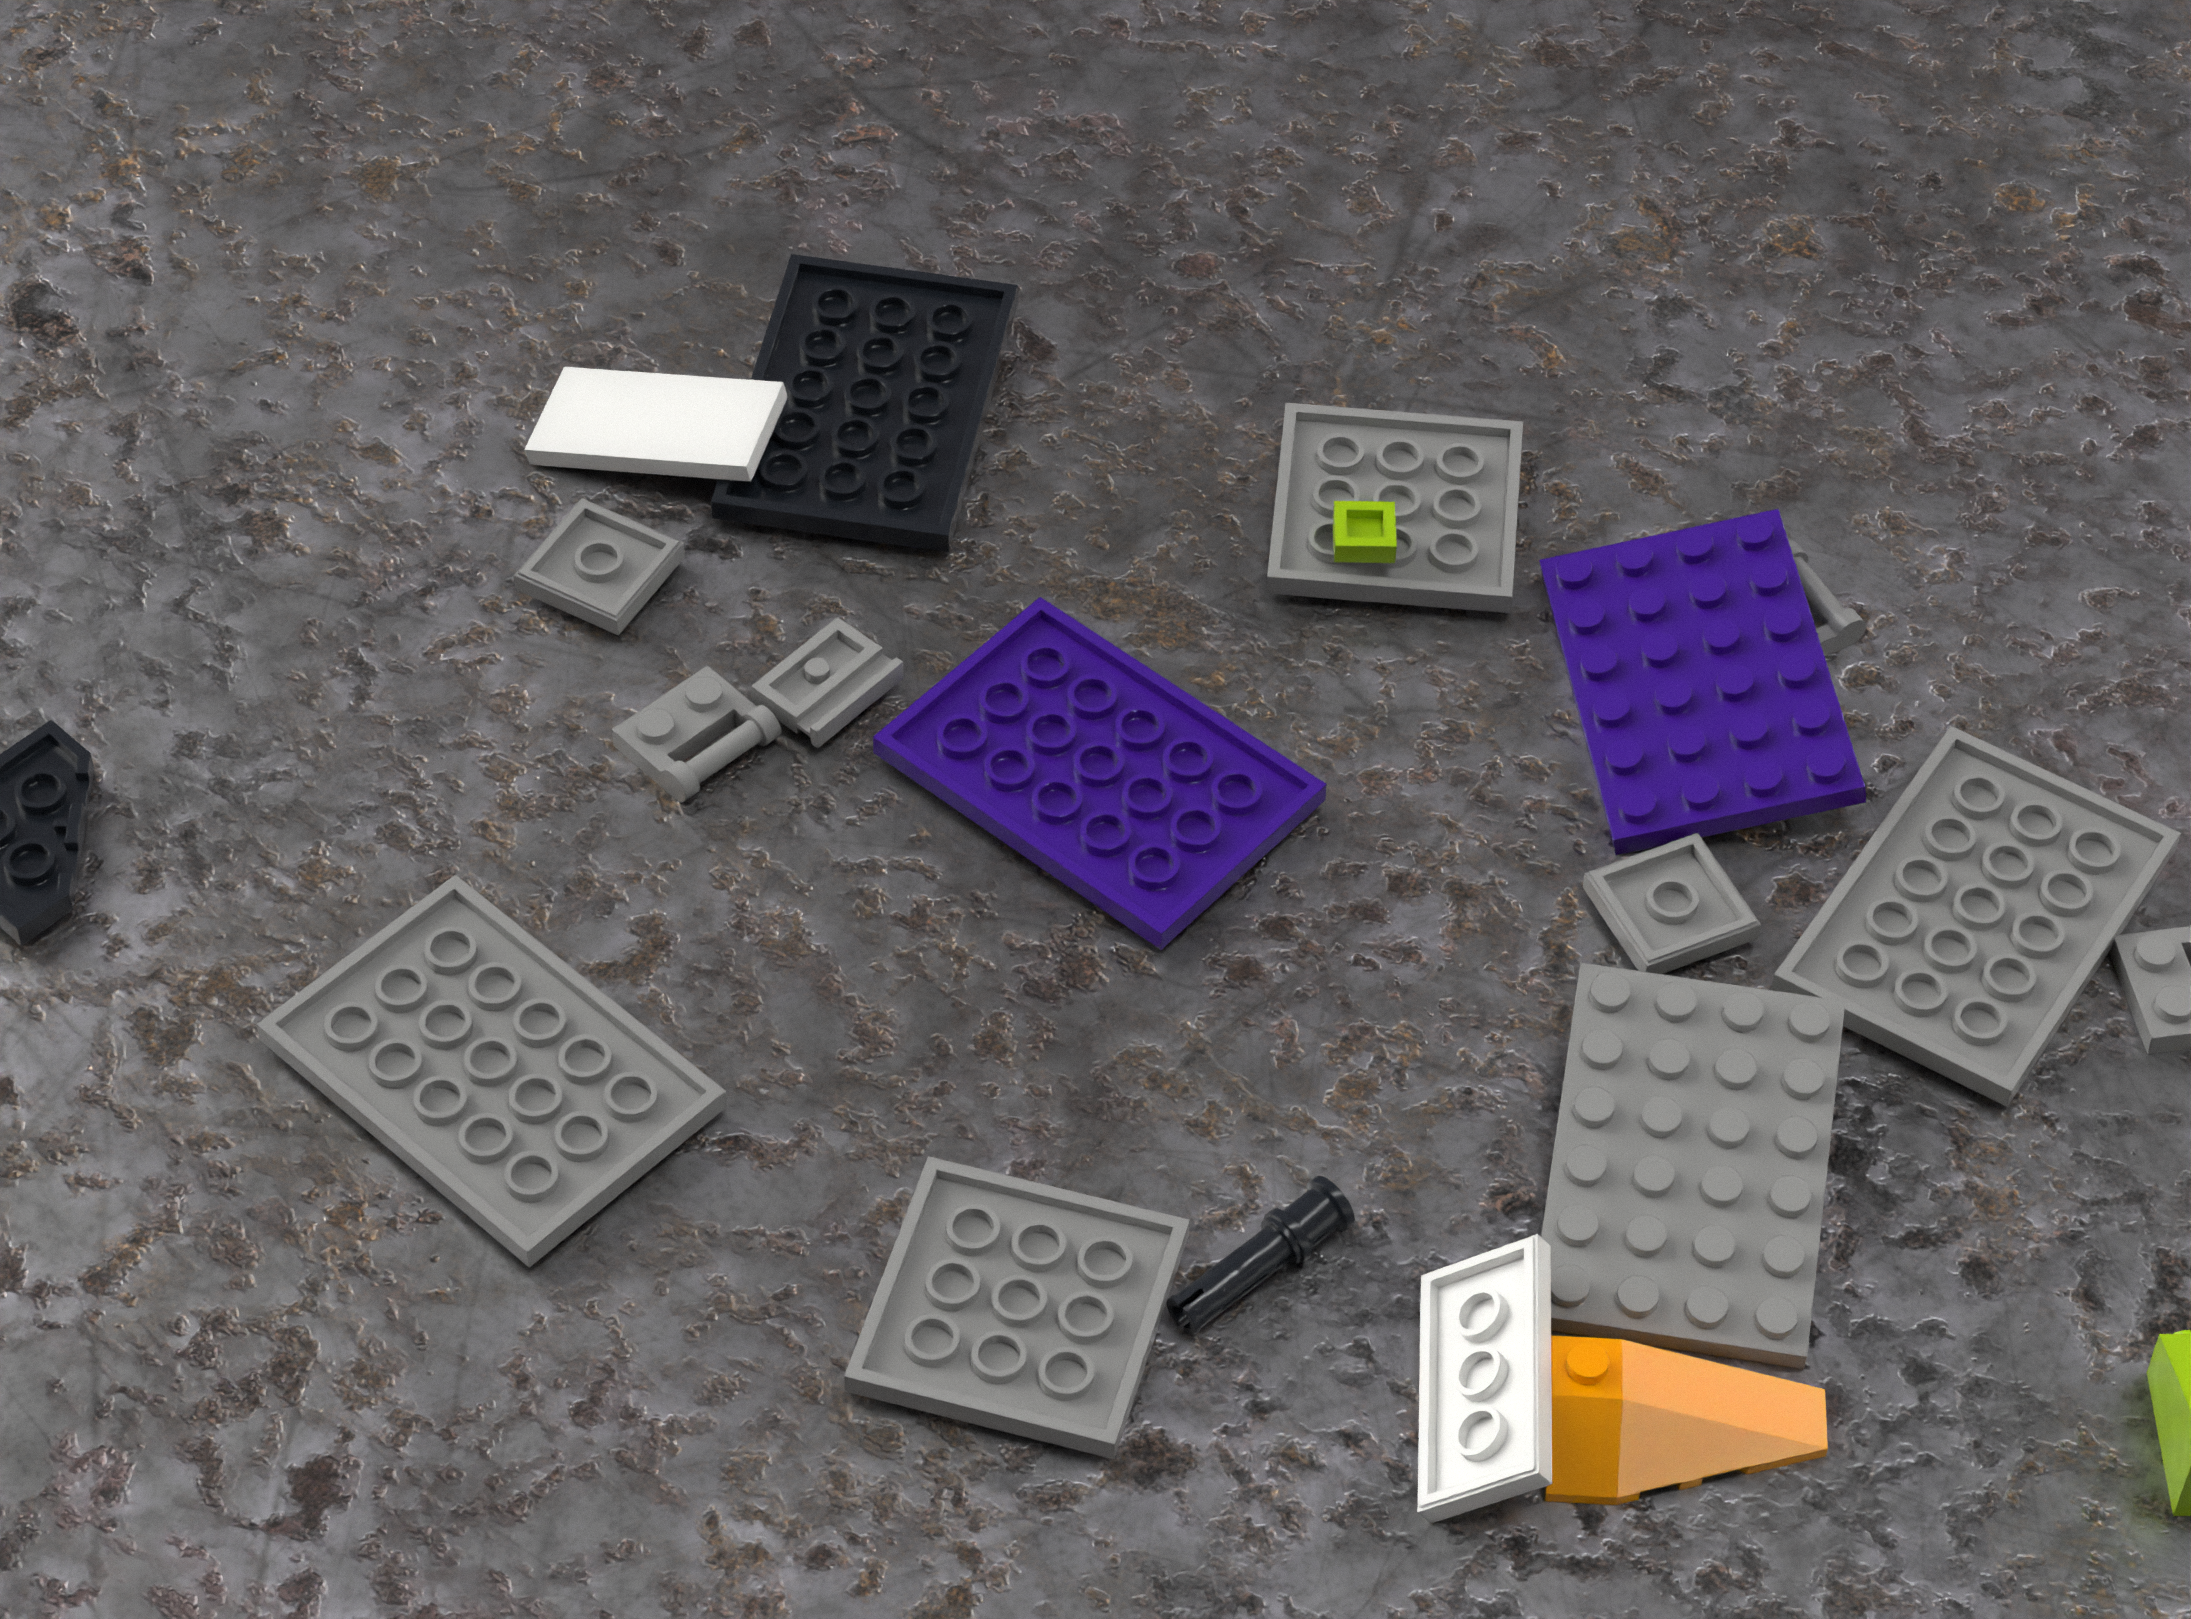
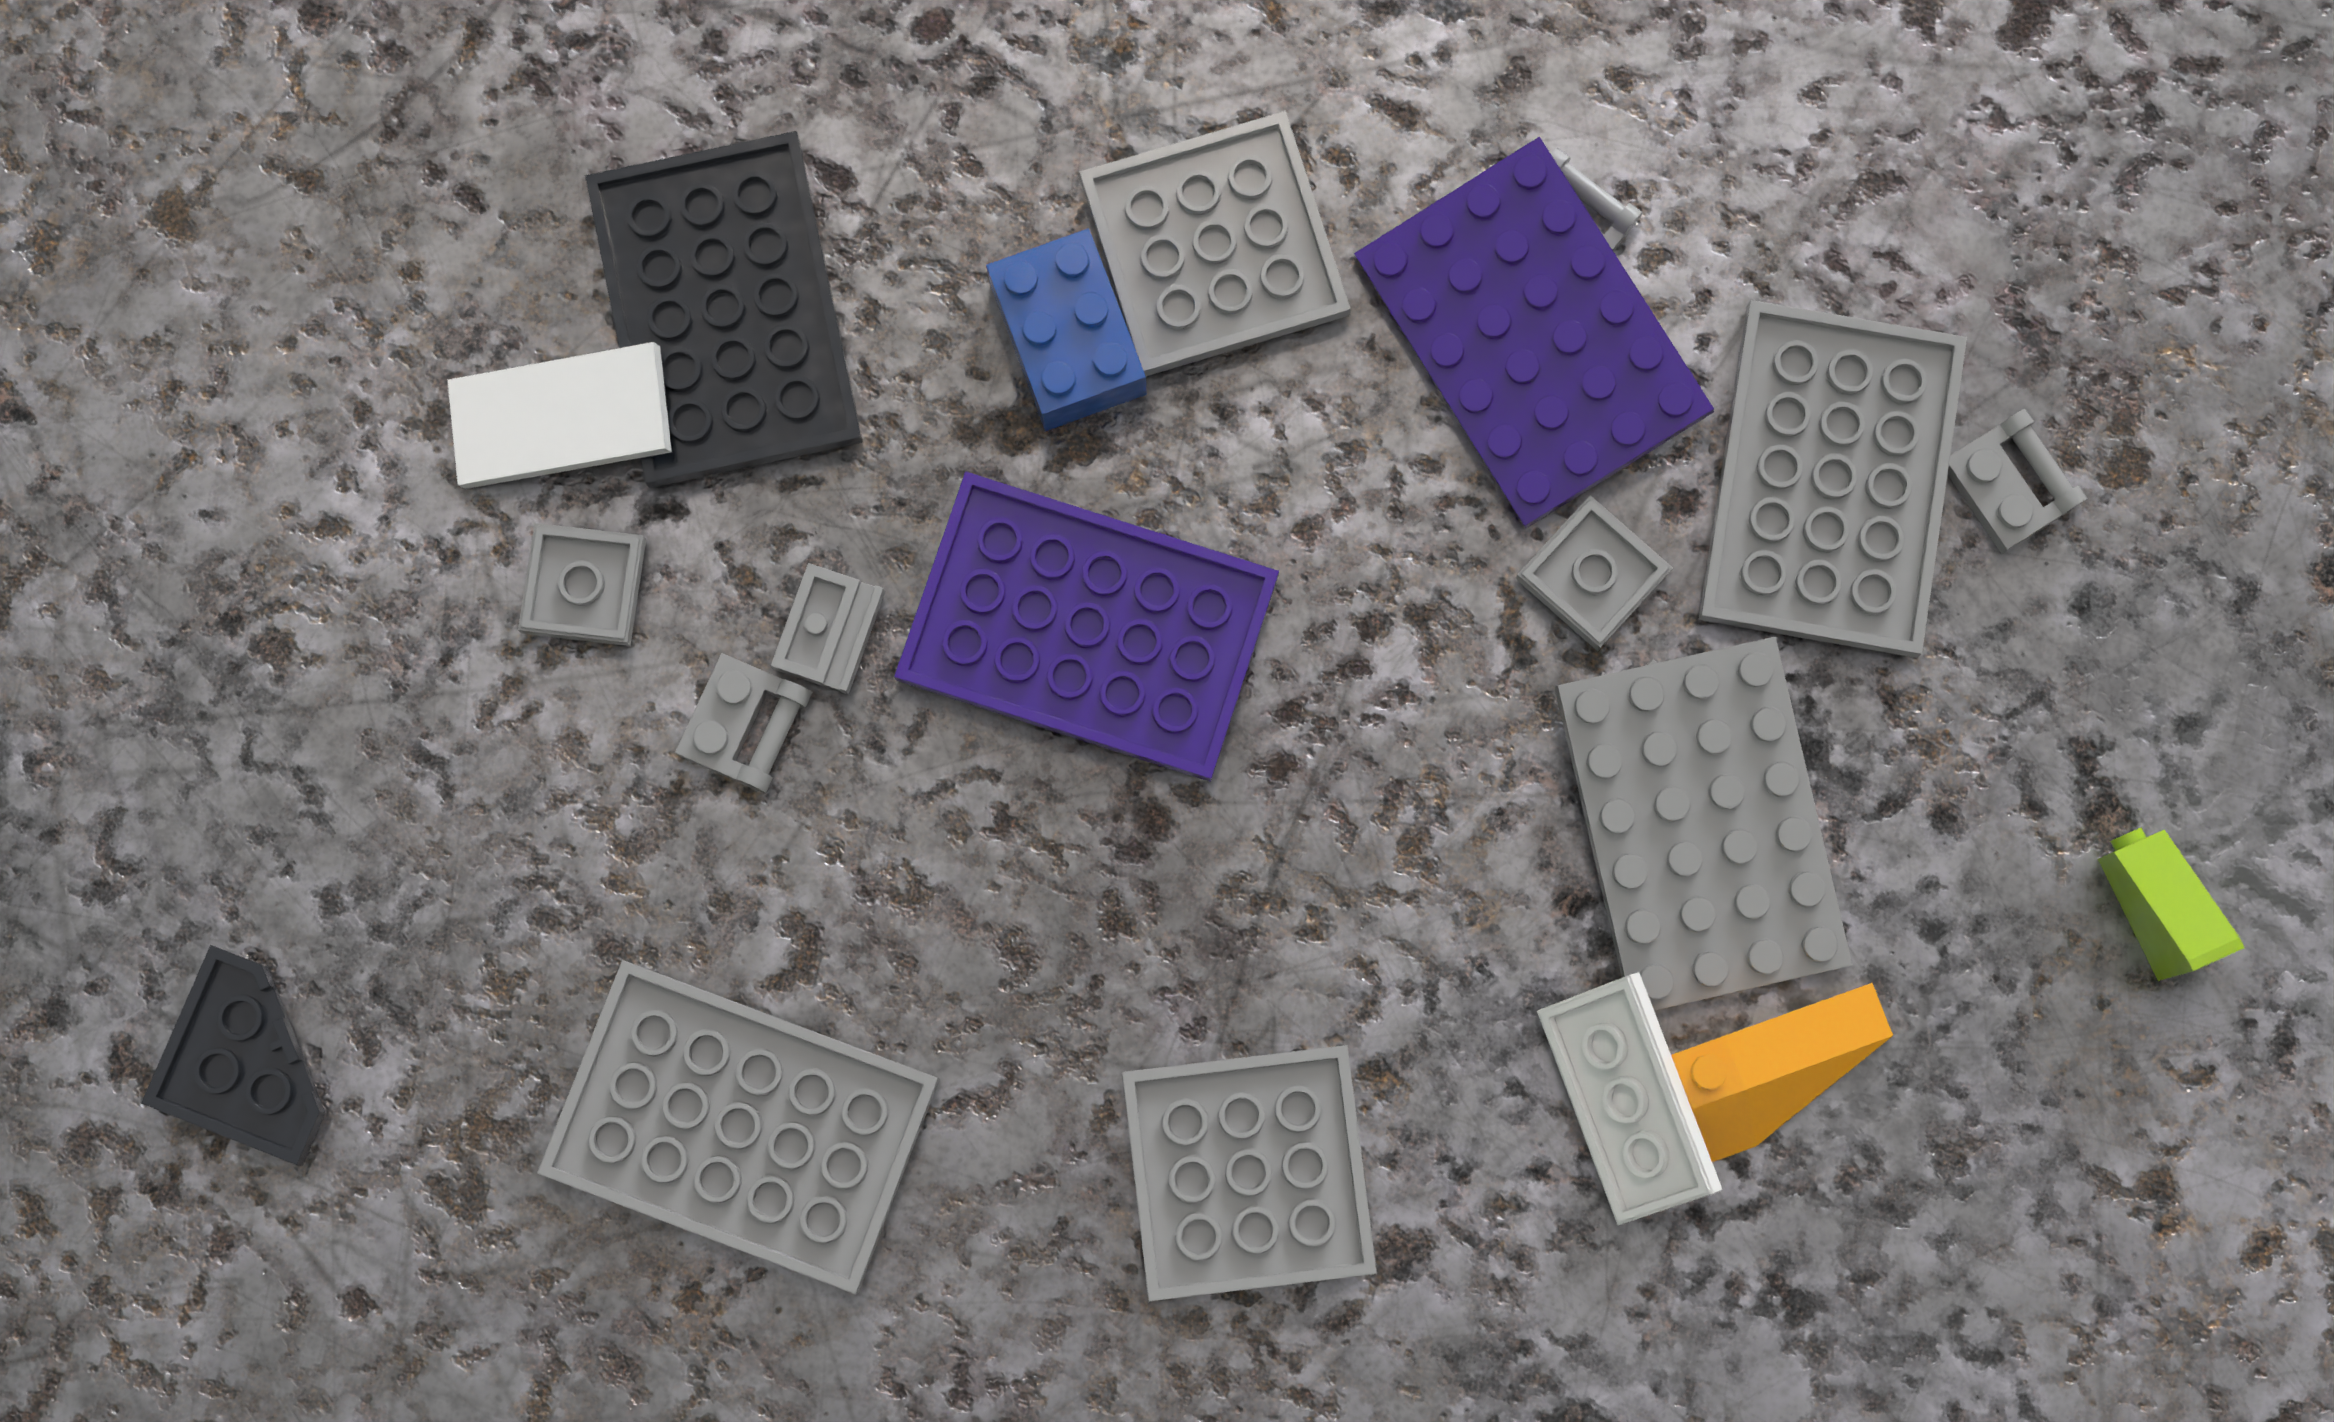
camera: 20 degrees left, 30 degrees up
(1206, 520) = (1067, 329): none -> blue brick
(1283, 1239) = (1423, 1024): black pin -> none
(1364, 532) = (1209, 301): lime plate -> none

